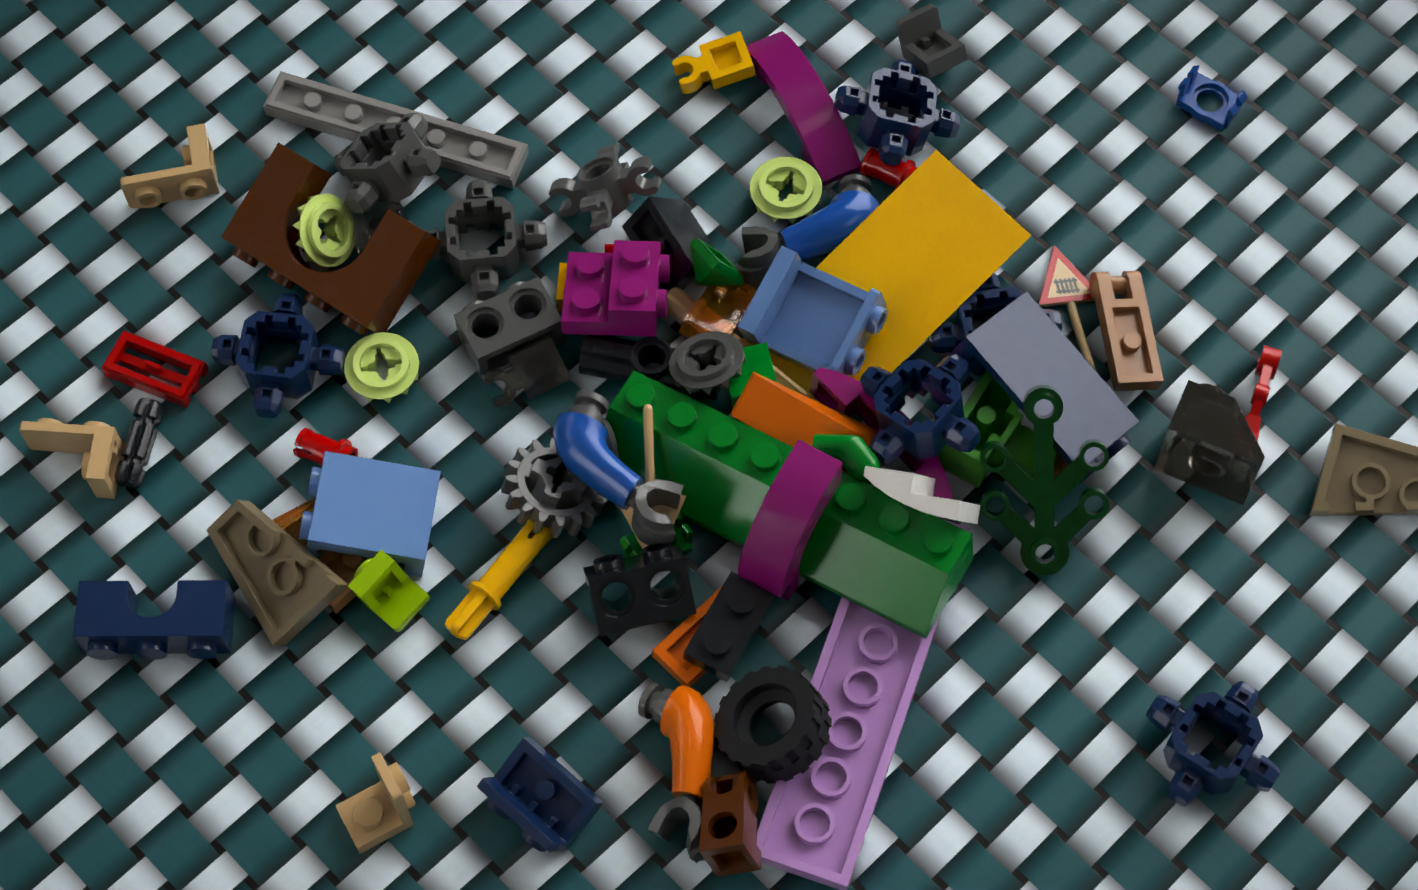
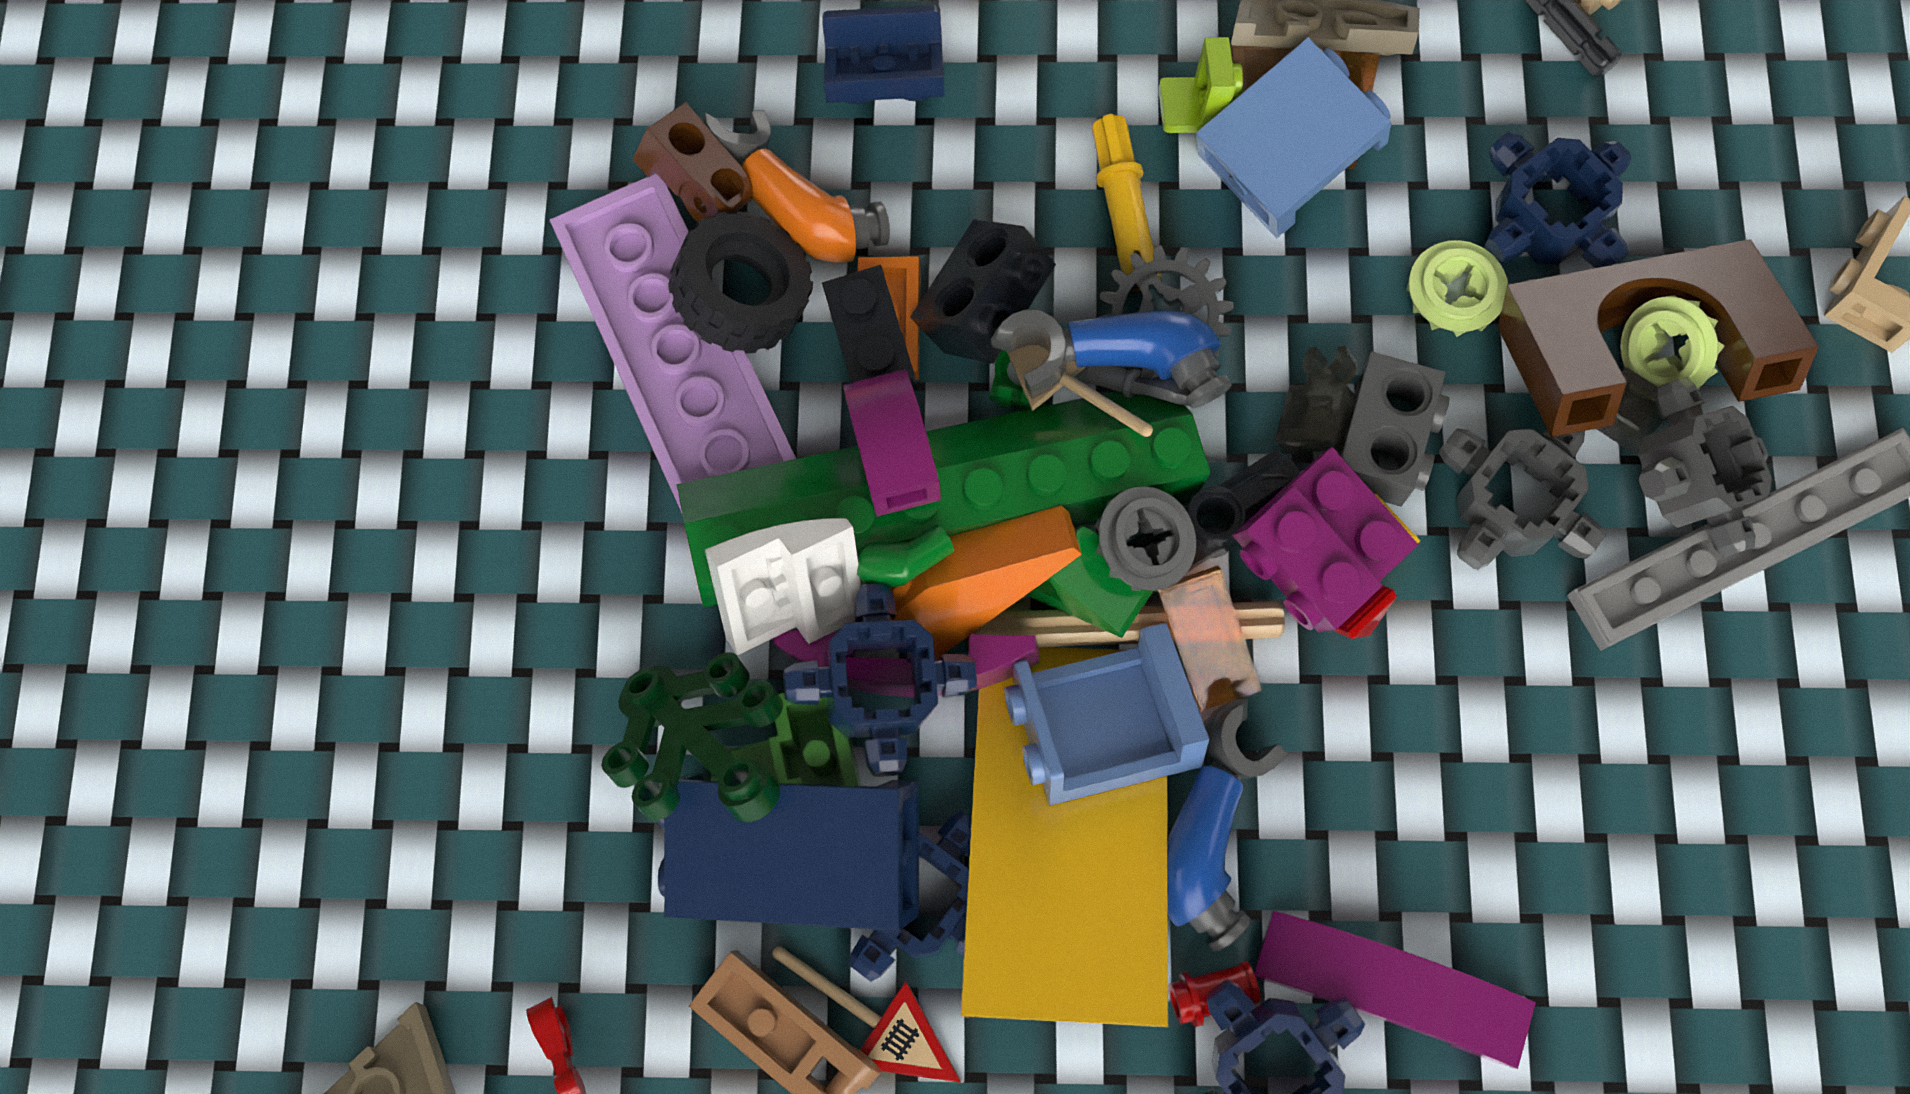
camera: 140 degrees right, 10 degrees up
(144, 383) = (1607, 118): red tile -> none
(315, 445) = (1405, 165): red pin -> none
(605, 187) = (1469, 657): dark grey pin -> none
(675, 227) = (1339, 683): black panel -> none
(712, 266) = (1262, 673): green slope -> none
(720, 61) = (1528, 948): yellow plate -> none
(775, 175) = (1306, 829): yellowish green gear -> none
(1211, 444) = (572, 957): clear smoke slope -> none
(1231, 714) = (280, 661): dark blue piece -> none

